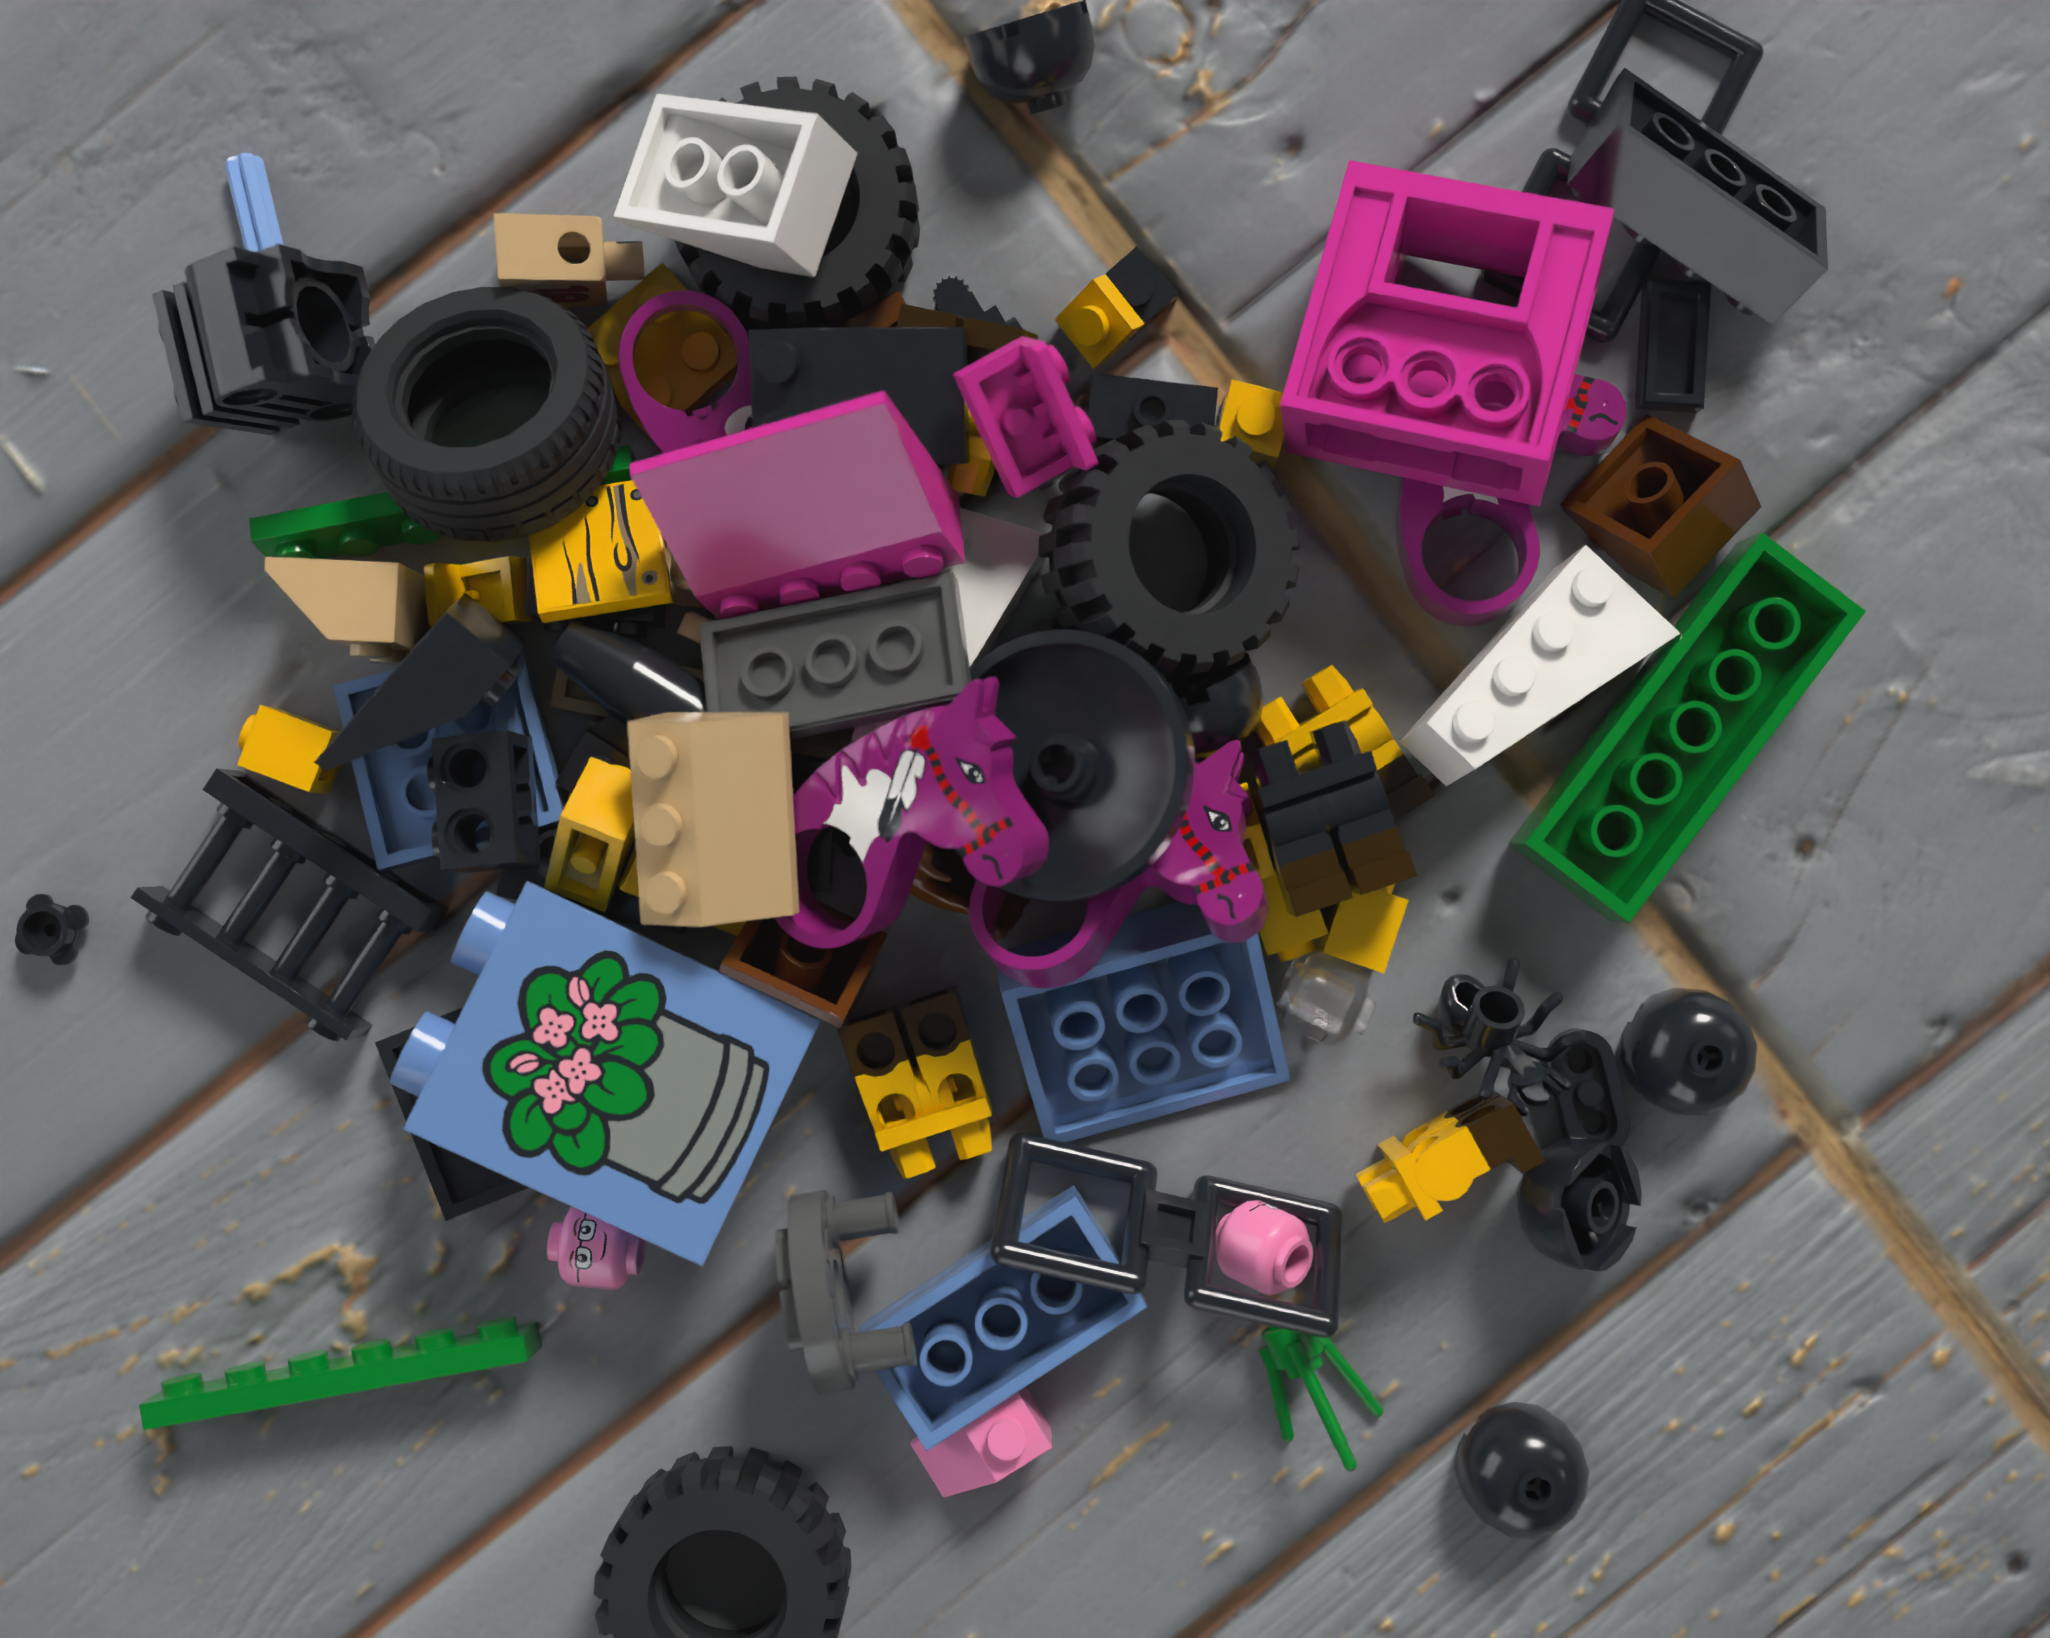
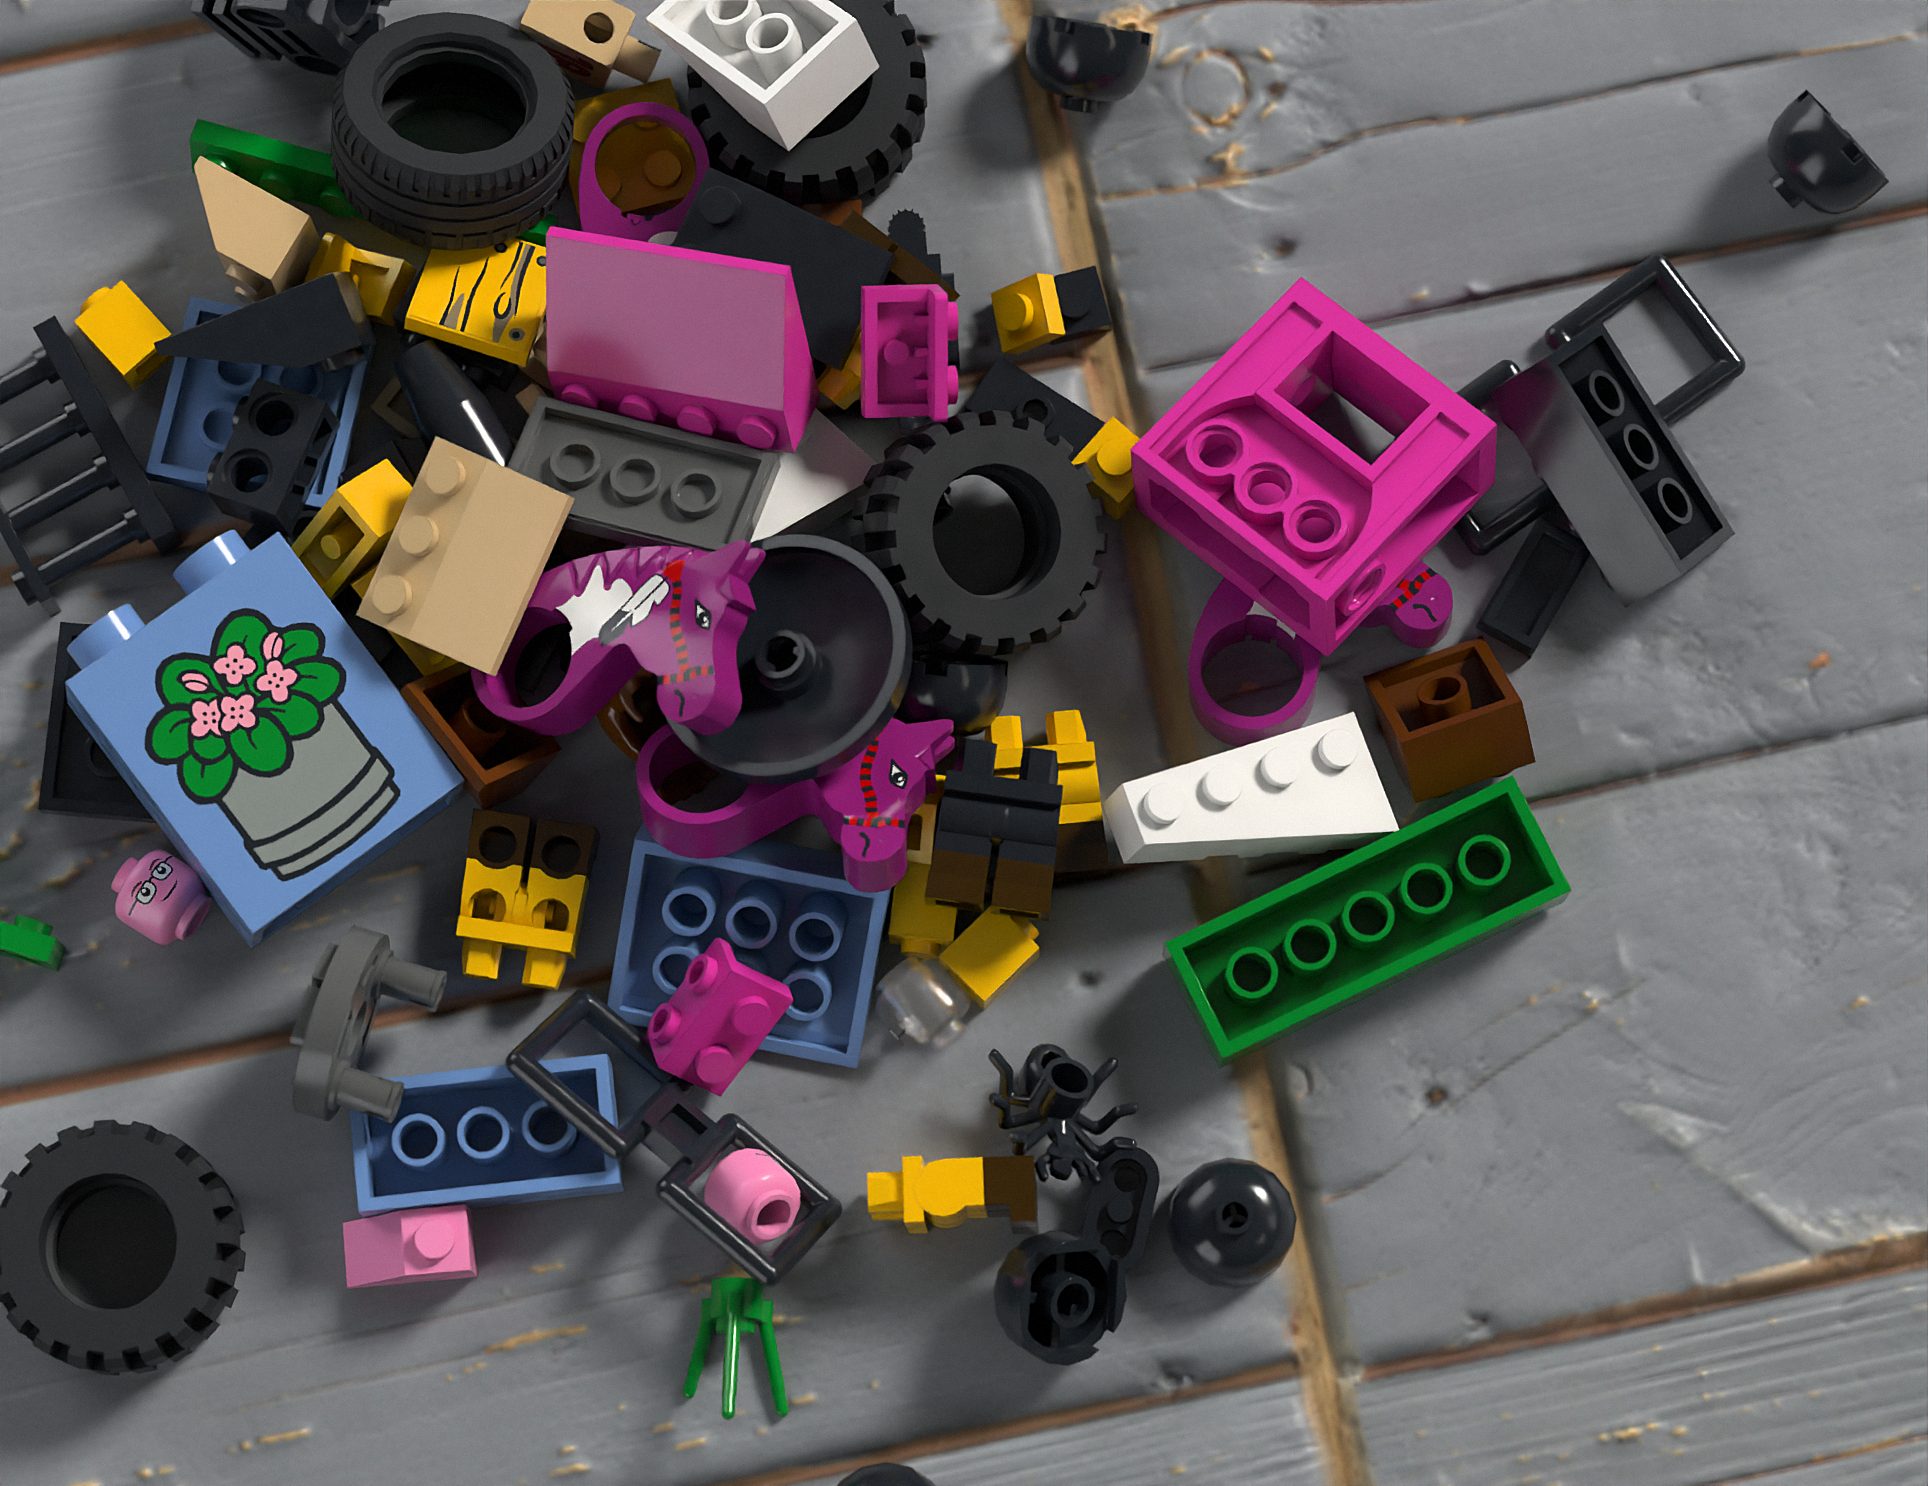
camera: 30 degrees right, 10 degrees down
(1150, 1107) = (716, 1019): none -> dark pink bracket

